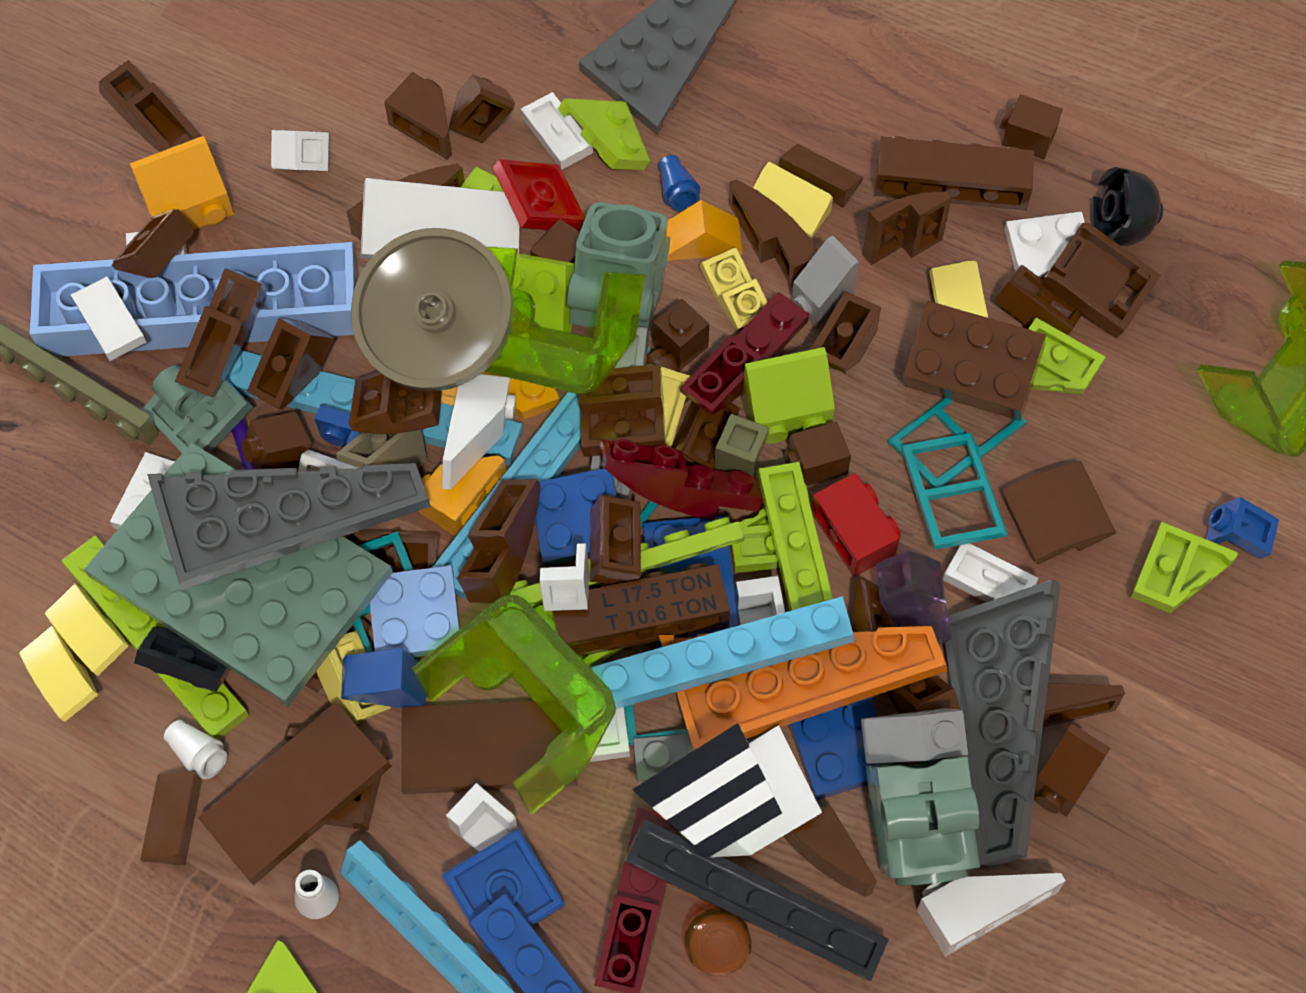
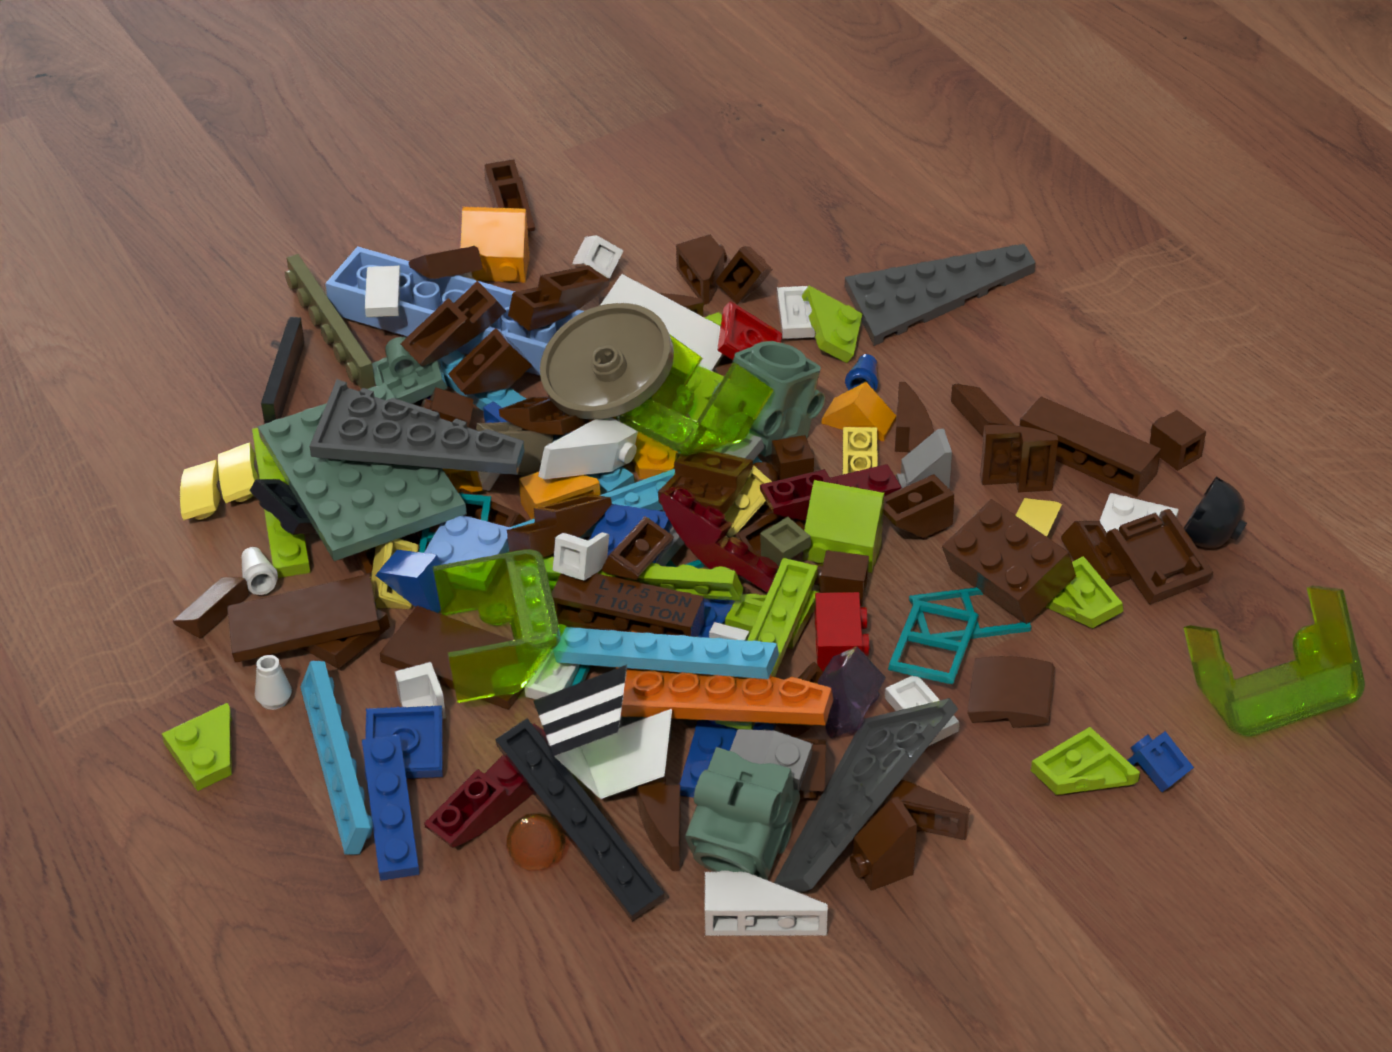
camera: 30 degrees right, 20 degrees down
(47, 468) = (283, 370): none -> black tile
(314, 241) = (556, 296): none -> reddish brown slope
(798, 198) = (949, 415): light yellow slope -> none

